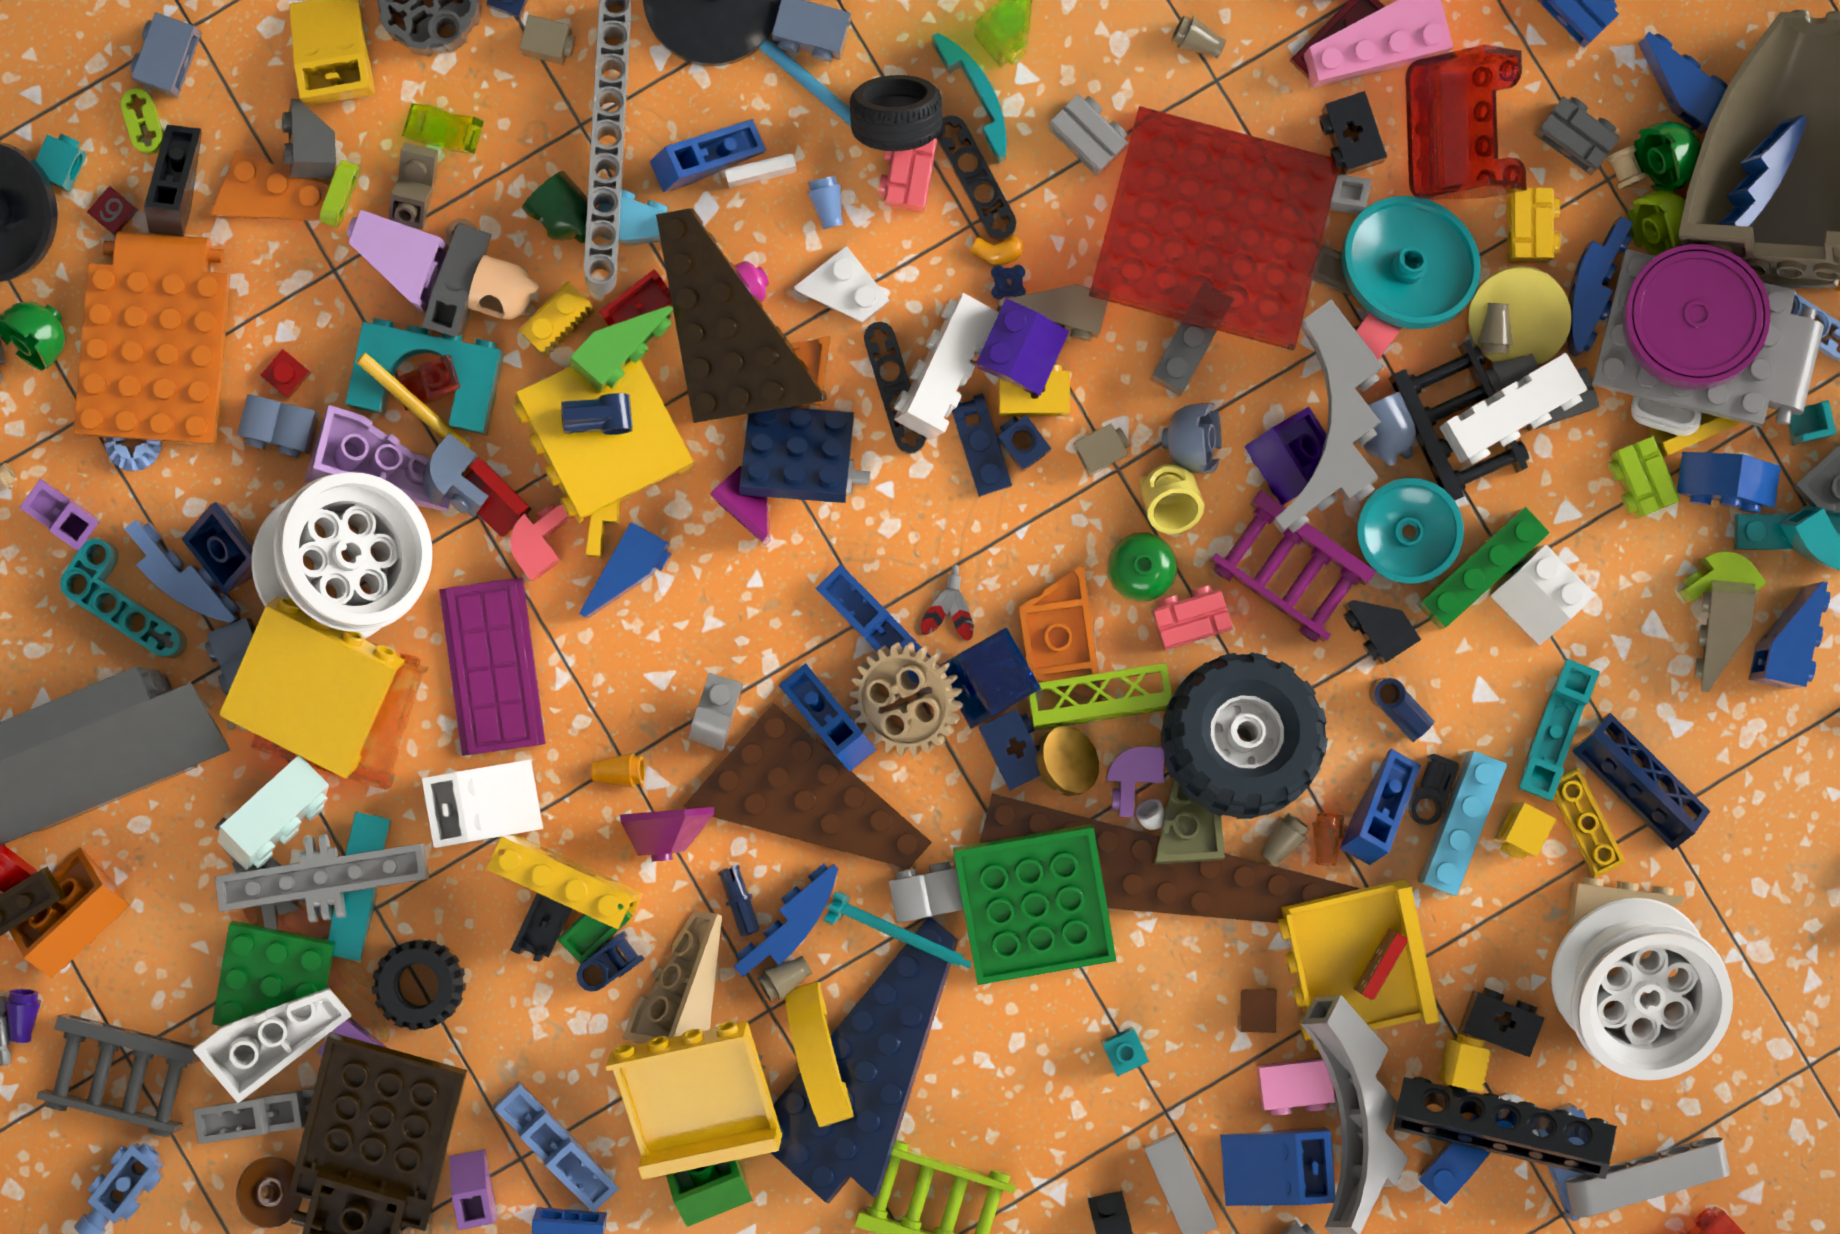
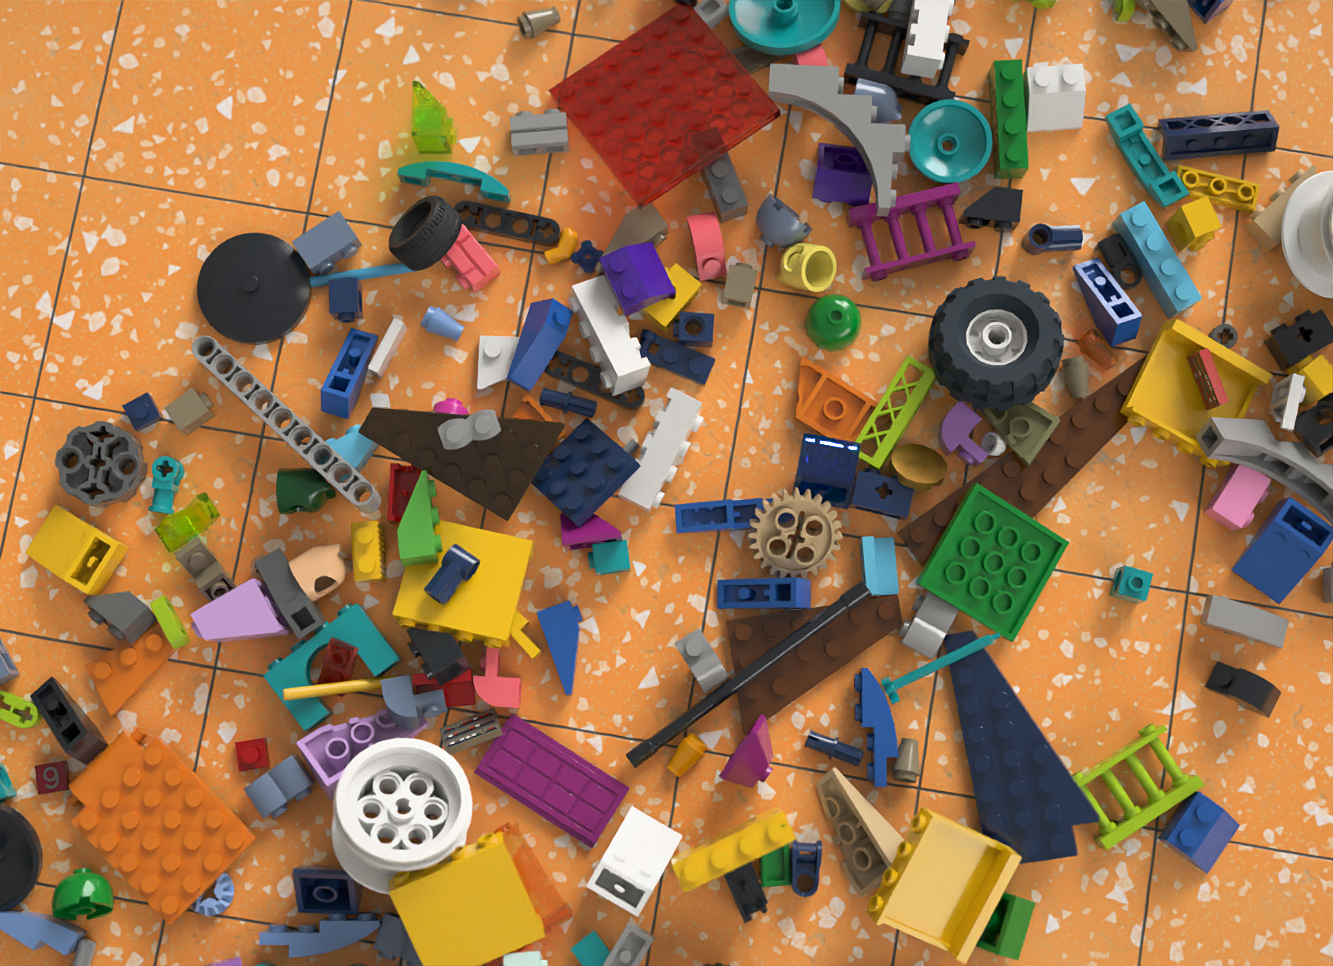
camera: 50 degrees left, 5 degrees down
(460, 77) = (165, 484): none -> teal connector
(473, 555) = (471, 731): none -> tile
(518, 465) = (439, 652): none -> black slope
(735, 312) = (461, 432): none -> light grey brick
(740, 546) = (609, 557): none -> teal brick
(772, 92) = (345, 300): none -> dark blue brick
(816, 1055) = (976, 781): yellow slope -> none
(853, 383) = (568, 402): none -> dark blue axle
(879, 798) = (846, 602): none -> black piece
(880, 509) = (662, 450): none -> white wedge
(885, 307) = (538, 342): none -> blue slope
(945, 802) = (879, 565): none -> medium azure panel
(950, 601) = (755, 457): piece -> none
(1113, 385) = (707, 245): none -> coral brick
(1191, 618) = (891, 319): coral brick -> none
(1257, 1010) = (1173, 480): reddish brown panel -> none
(1429, 1053) = (1286, 399): none -> white wing
(1445, 937) = (1230, 331): none -> dark grey bush

